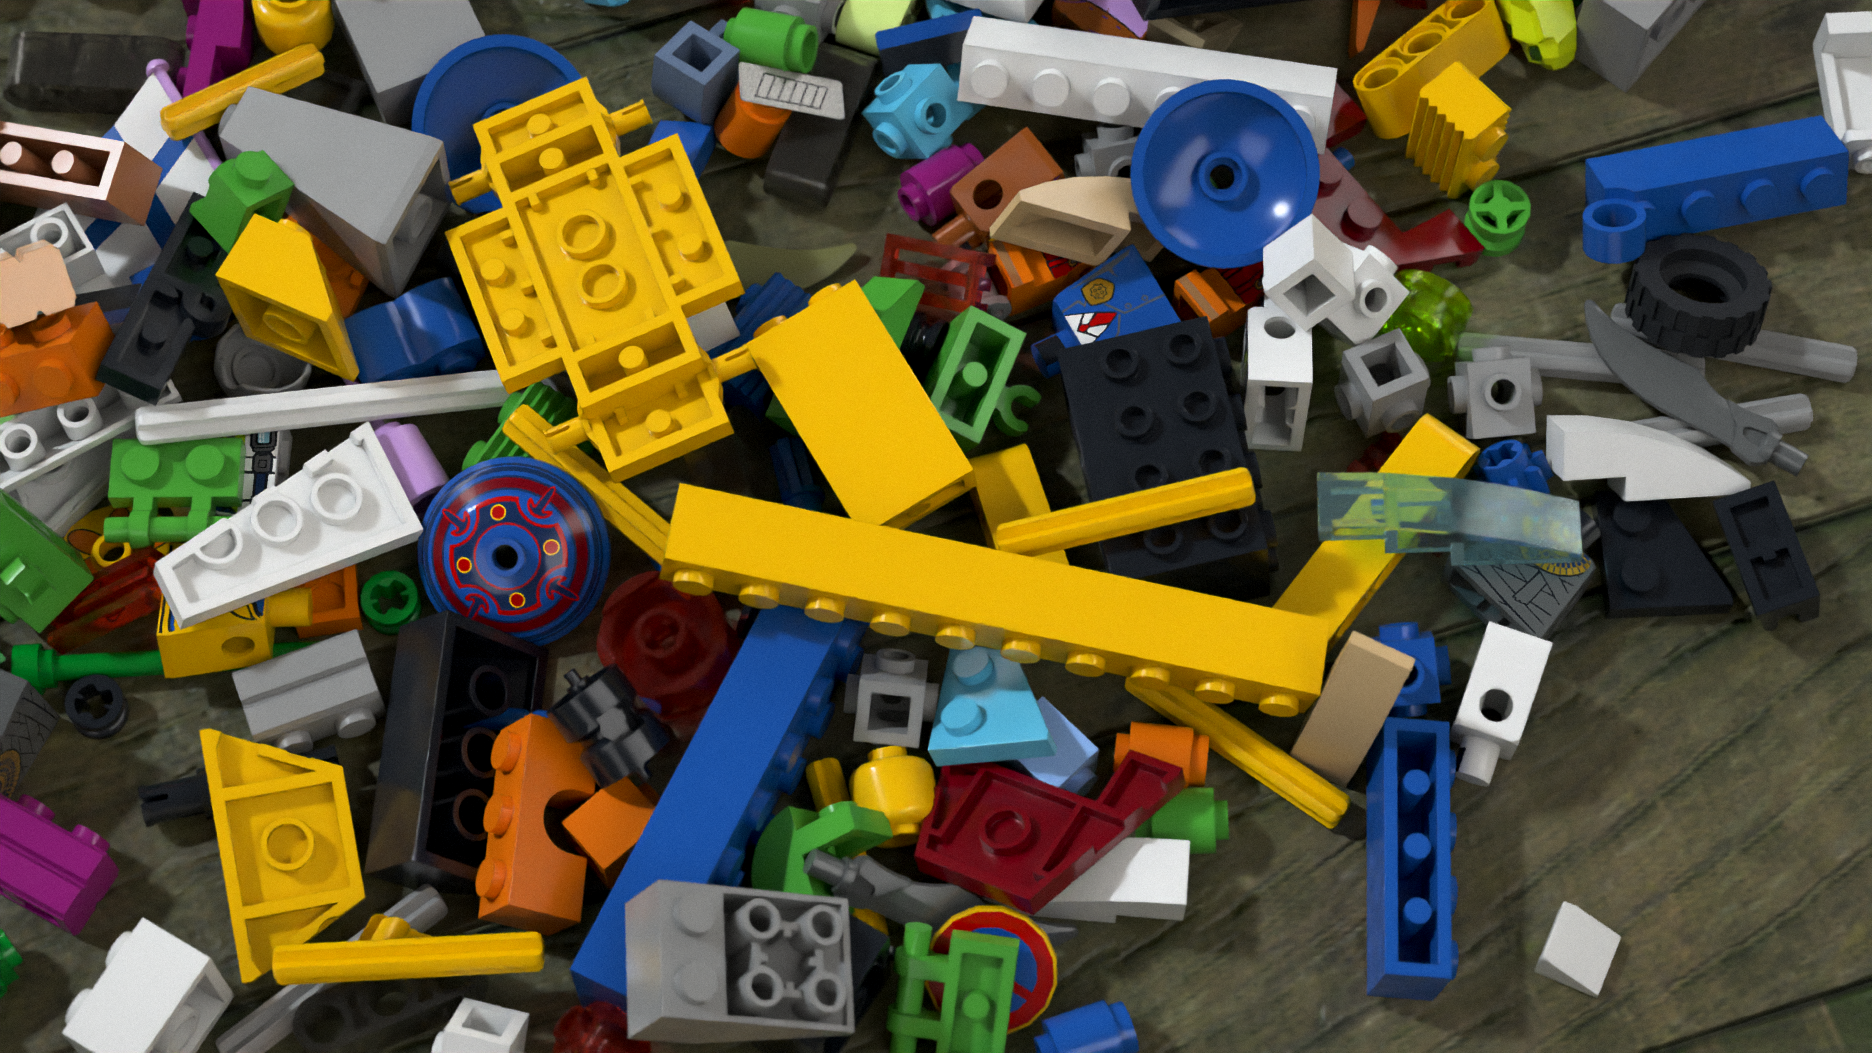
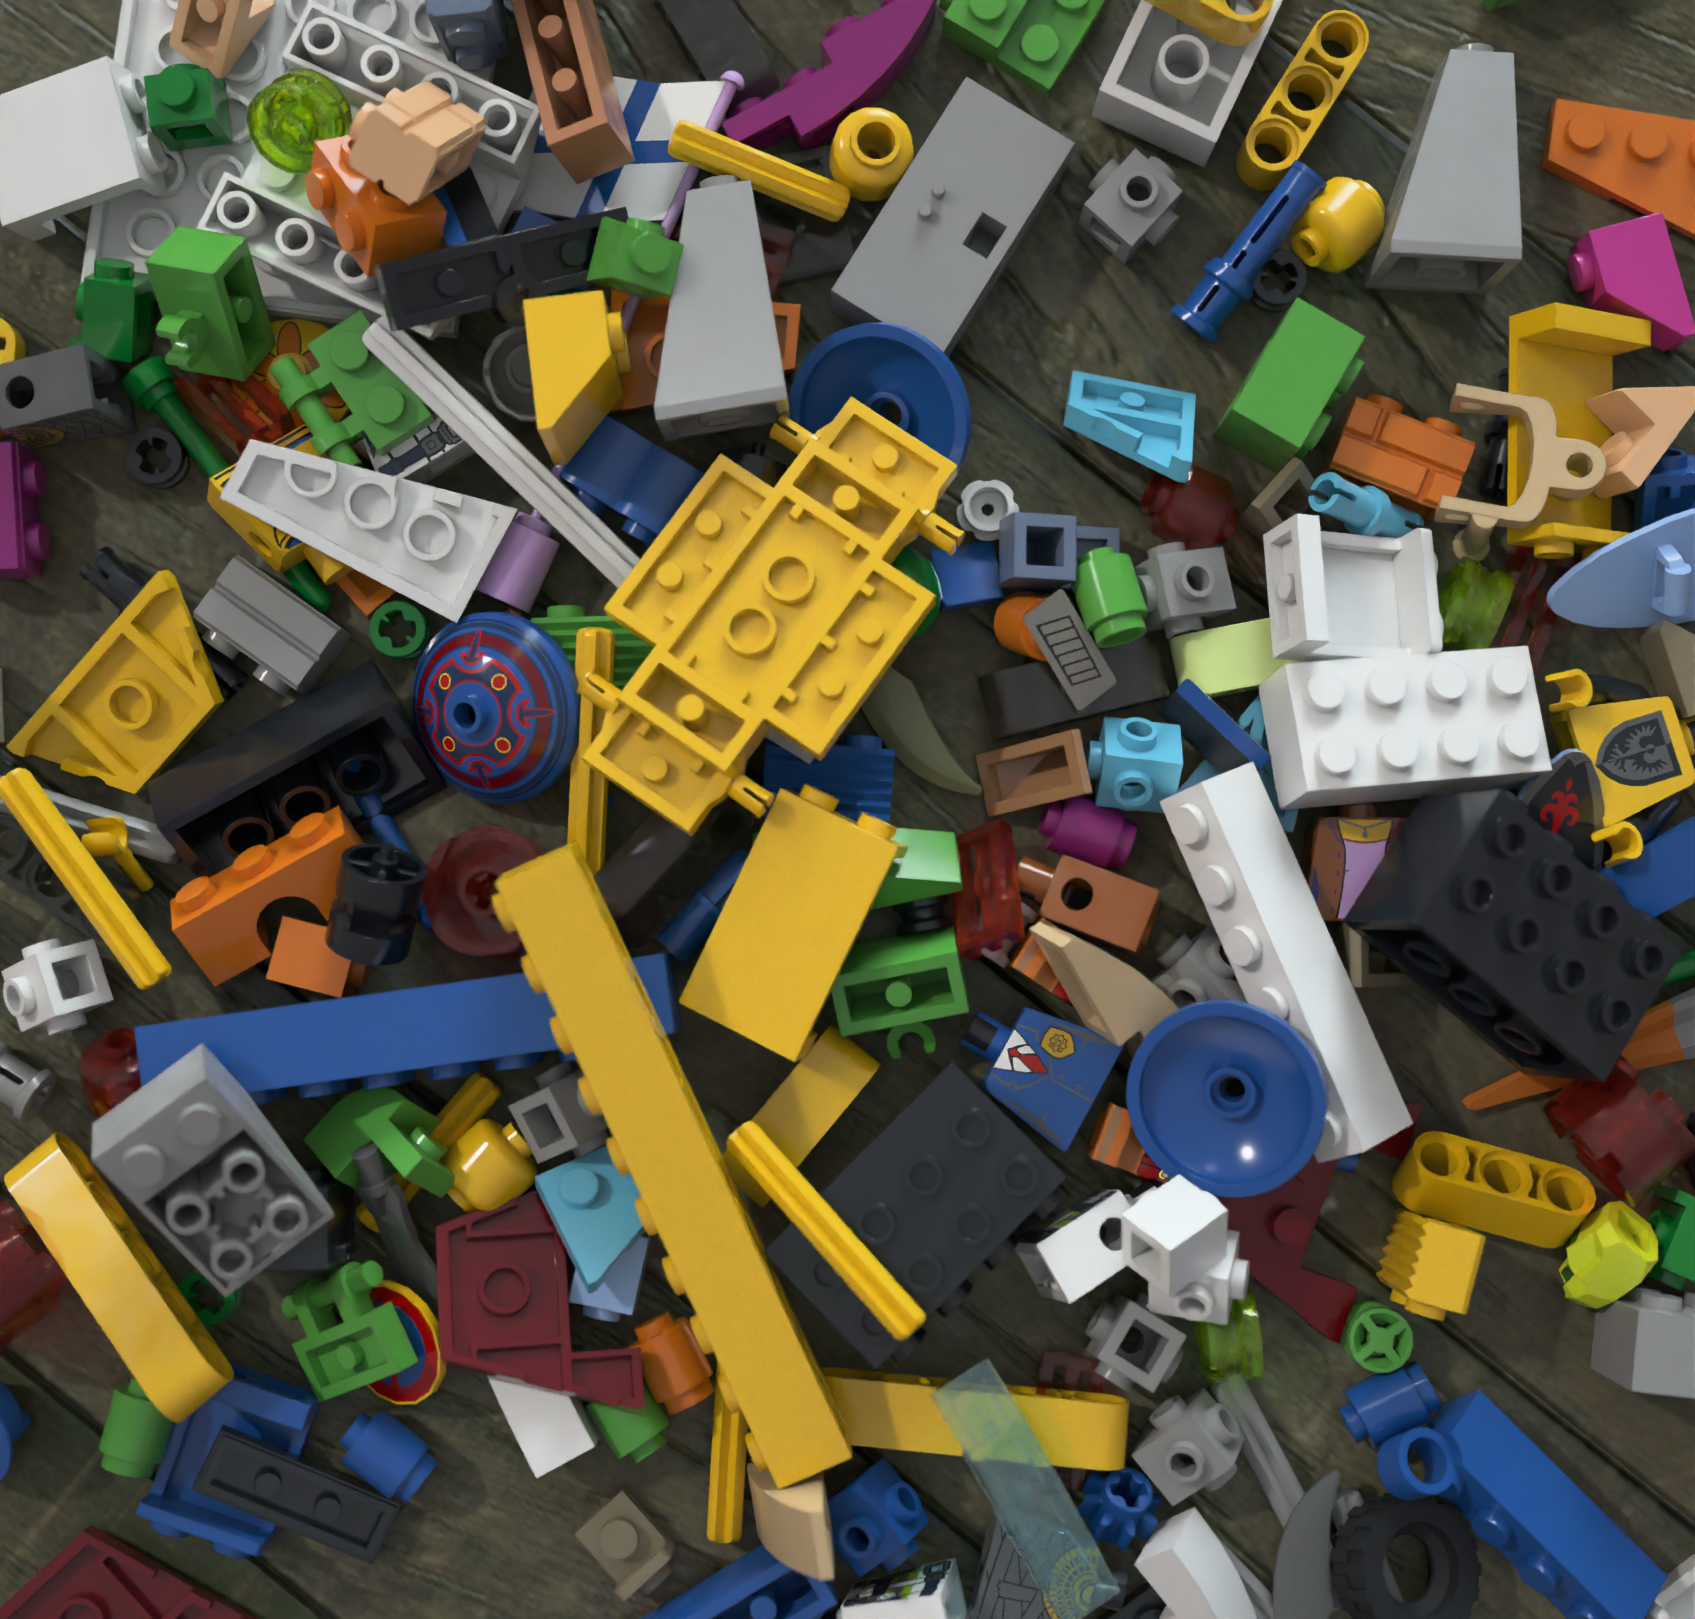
camera: 55 degrees right, 20 degrees up
(630, 91) = (975, 497): none -> white plate
(869, 186) = (1034, 773): none -> medium nougat slope
(1296, 894) = (628, 1544): none -> dark tan bracket
(1556, 239) = (1388, 1404): none -> blue brick

